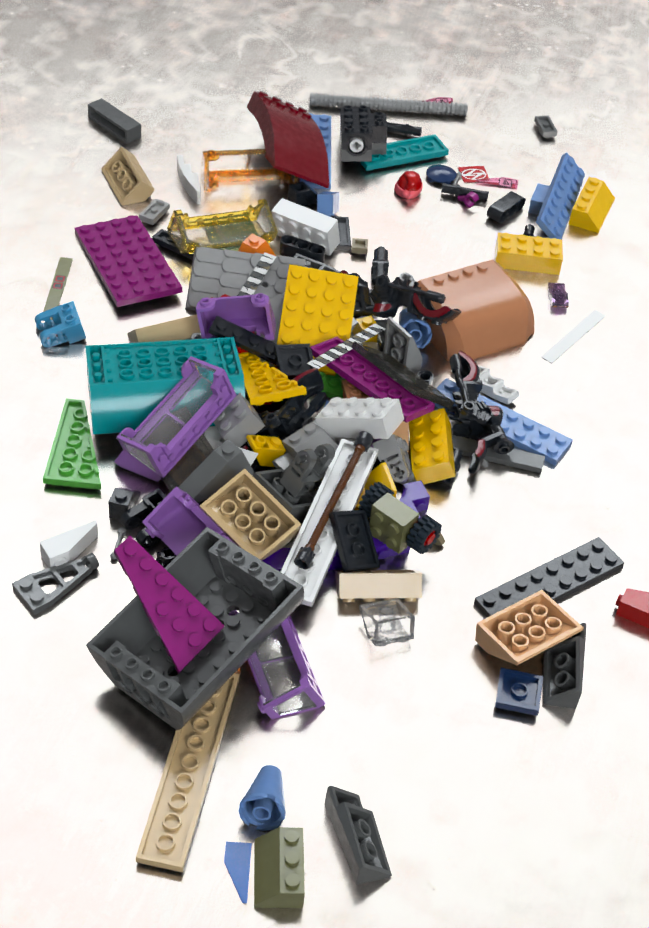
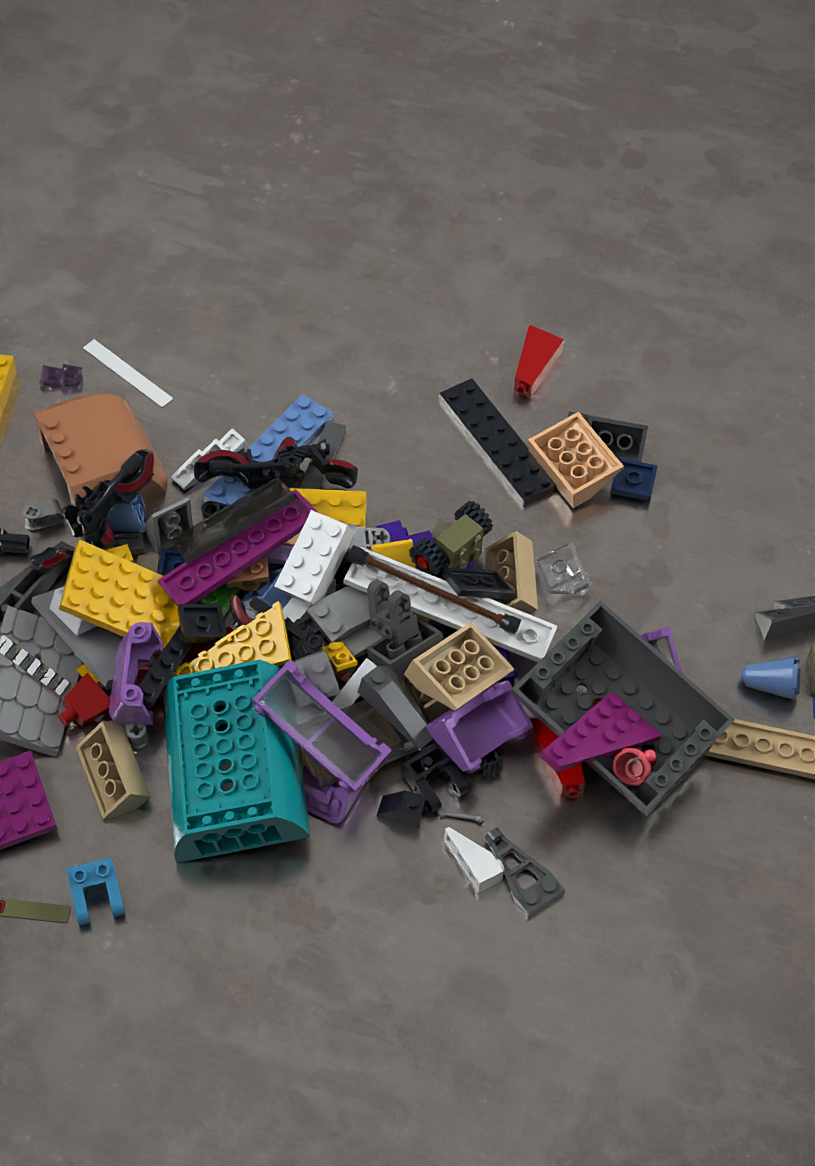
camera: 85 degrees left, 10 degrees up
(72, 453) = (321, 865): bright green wing -> none
(144, 642) = (634, 765): none -> coral piece
(345, 346) = (180, 570): sticker -> none

